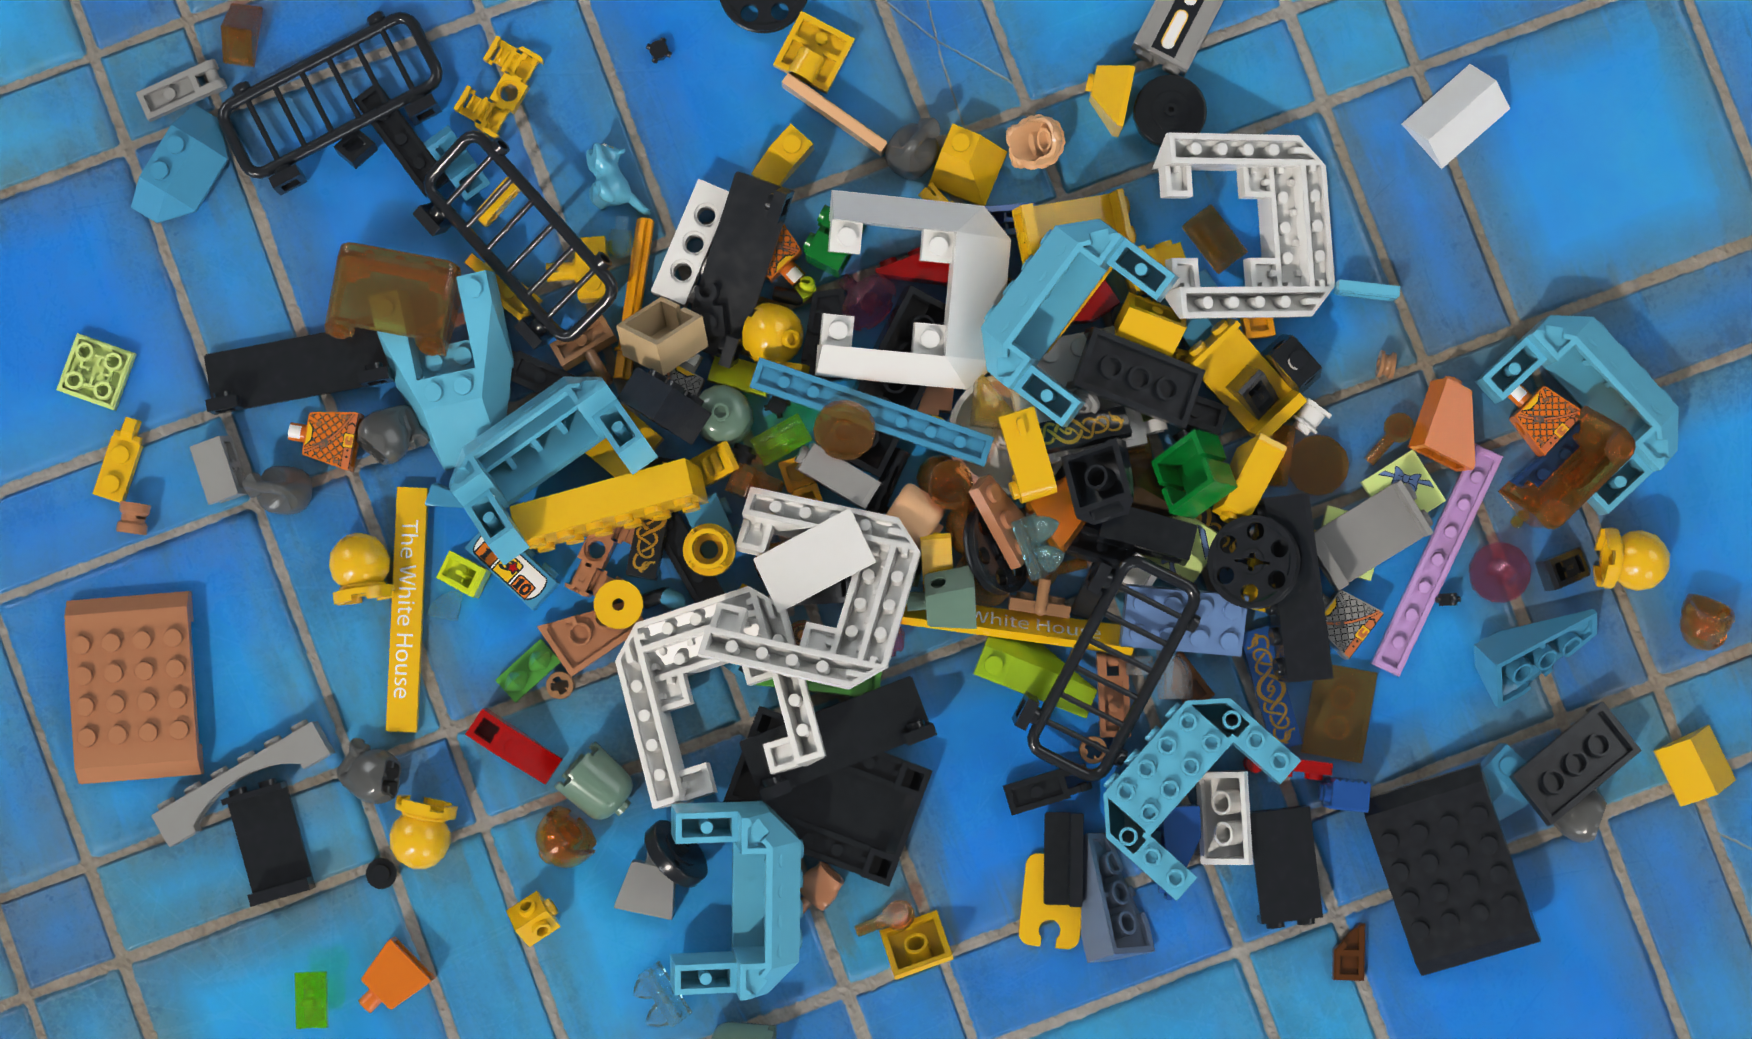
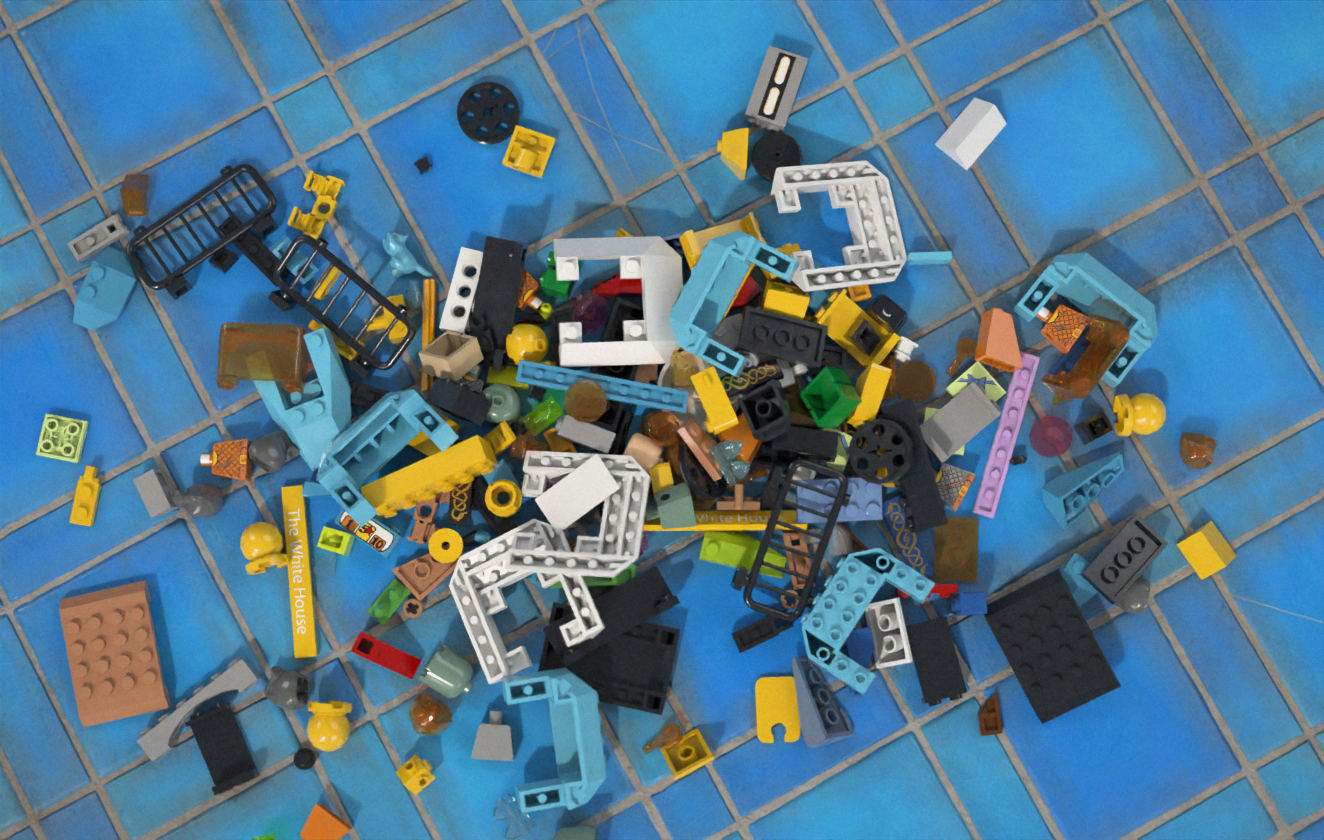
camera: 10 degrees left, 5 degrees down
(133, 518) = (100, 535): nougat wheel -> none
(294, 370) = (200, 417): black bracket -> none
(586, 347) = (399, 372): medium nougat plate -> none
(678, 862) = (512, 717): black wheel -> none
(784, 156) = (518, 223): yellow slope -> none
(820, 886) = (614, 723): nougat piece -> none
(834, 114) = (549, 191): light nougat tile -> none
(913, 148) = (606, 206): dark grey piece -> none
(968, 165) = (644, 212): yellow slope -> none
(1035, 142) = (688, 190): light nougat hair -> none
(1063, 858) = (780, 678): black panel -> none
(1214, 239) = (820, 239): clear orange slope -> none
(1386, 364) = (950, 306): medium nougat bush -> none

